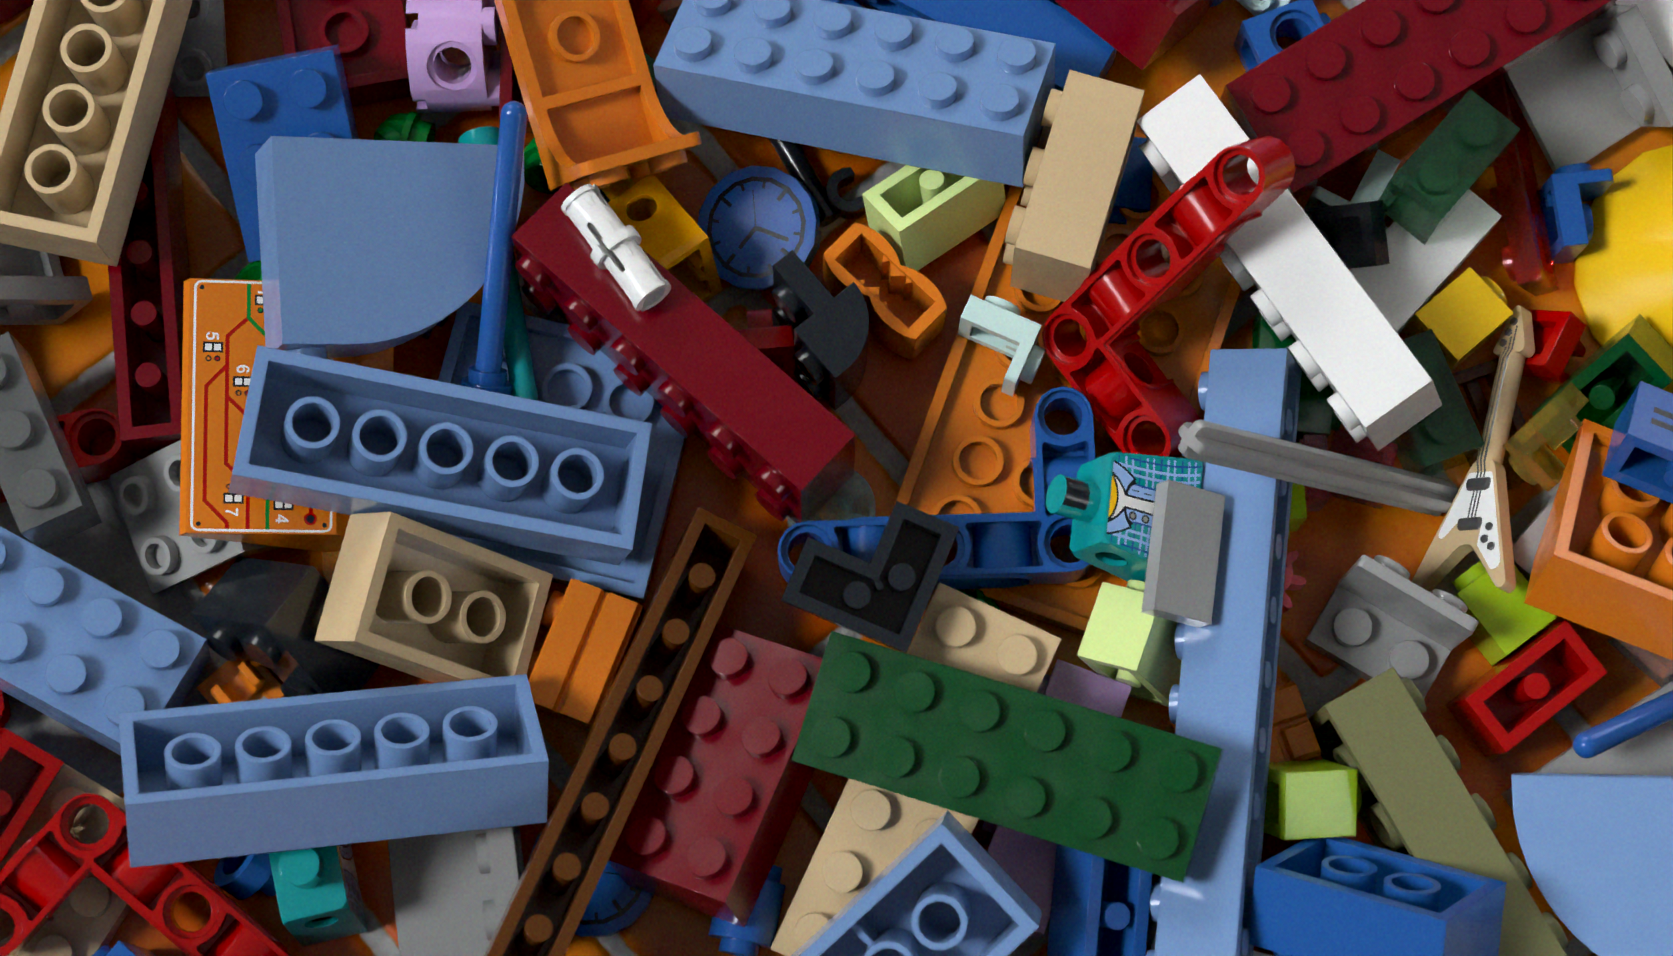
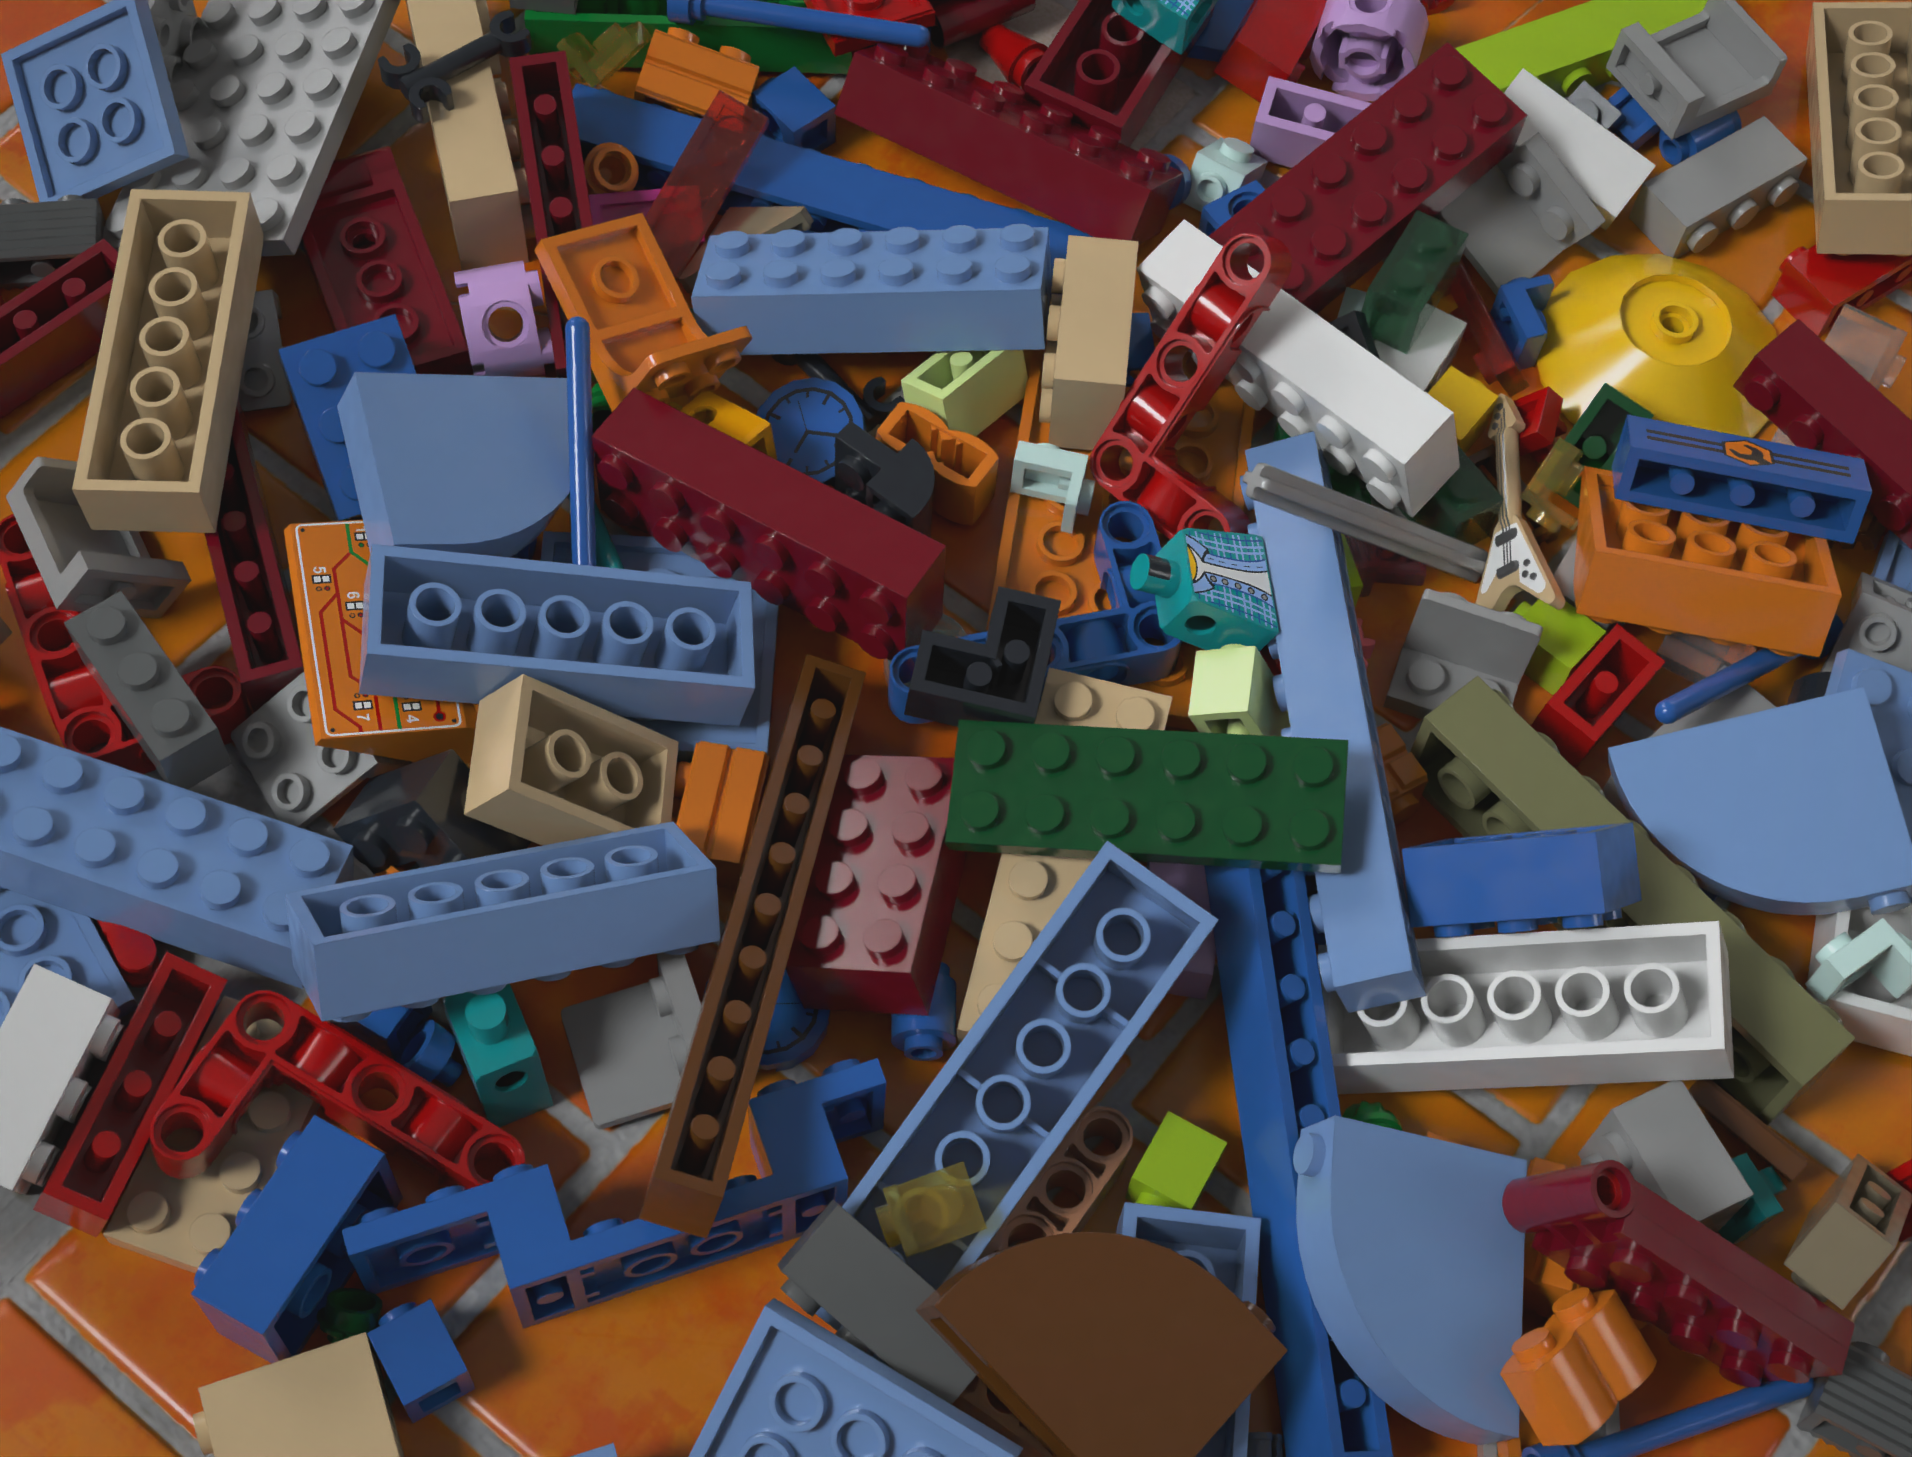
camera: 15 degrees left, 15 degrees down
(616, 247) = (665, 405): white pin -> none
(1183, 554) = (1266, 605): light grey tile -> none
(1311, 800) = (1433, 808): lime brick -> none

